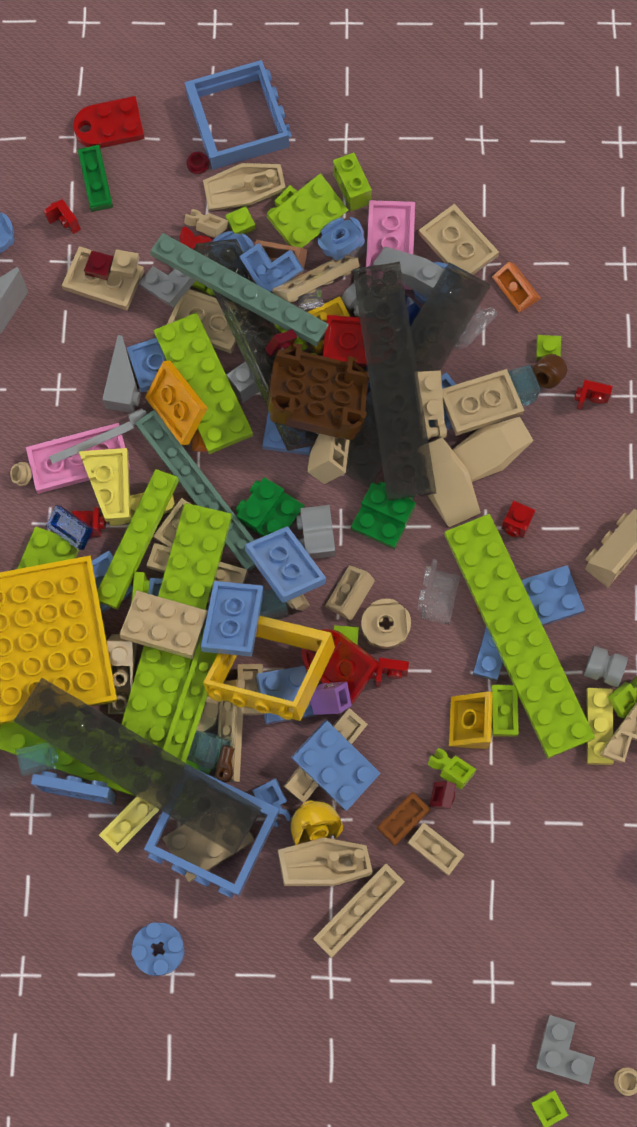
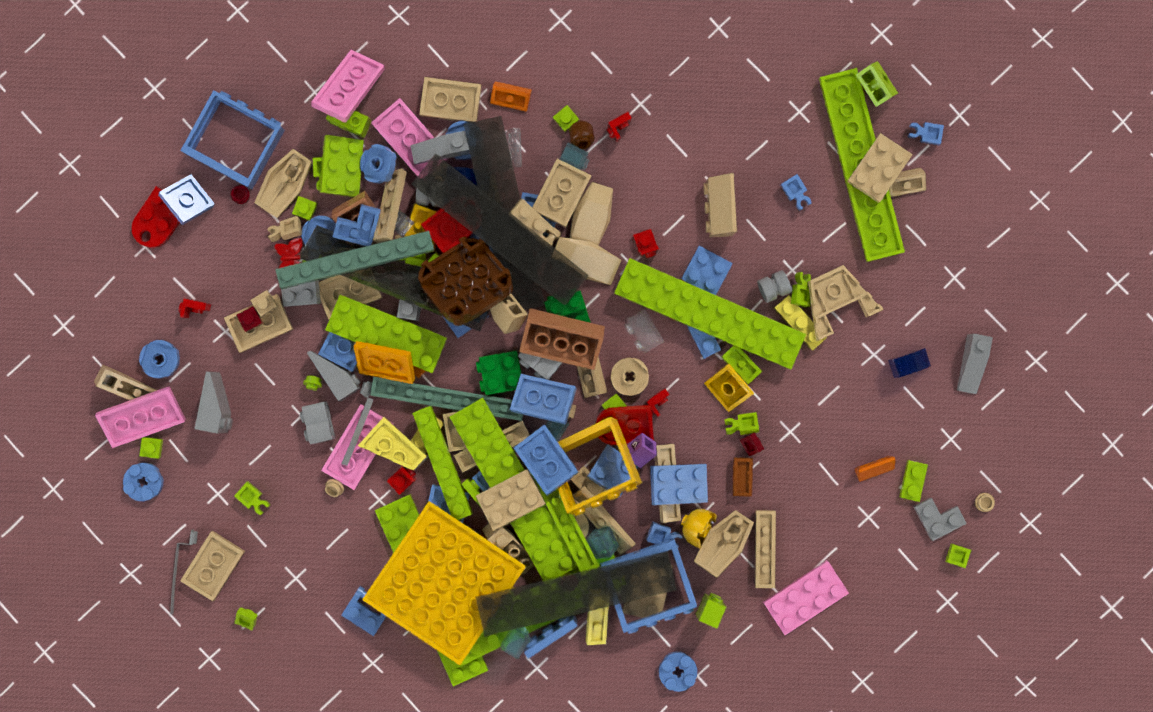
camera: 50 degrees left, 15 degrees up
(65, 405) = (317, 422): none -> light grey brick
(69, 527) = (396, 493): clear blue tile -> none
(95, 178) = (186, 263): green tile -> none
(97, 368) = (312, 382): none -> lime plate
(148, 125) = (186, 199): none -> plate
(224, 767) = (620, 544): reddish brown arm -> none
(248, 914) = (711, 610): none -> lime brick
(280, 342) = (413, 269): dark red plate -> none
(353, 1000) = (805, 597): none -> bright pink plate
(355, 527) = (562, 339): none -> nougat slope
(379, 151) = (347, 86): none -> bright pink plate
(435, 849) = (775, 476): tan plate -> none
(544, 937) = (875, 468): none -> orange slope
(572, 988) = (913, 480): none -> lime plate

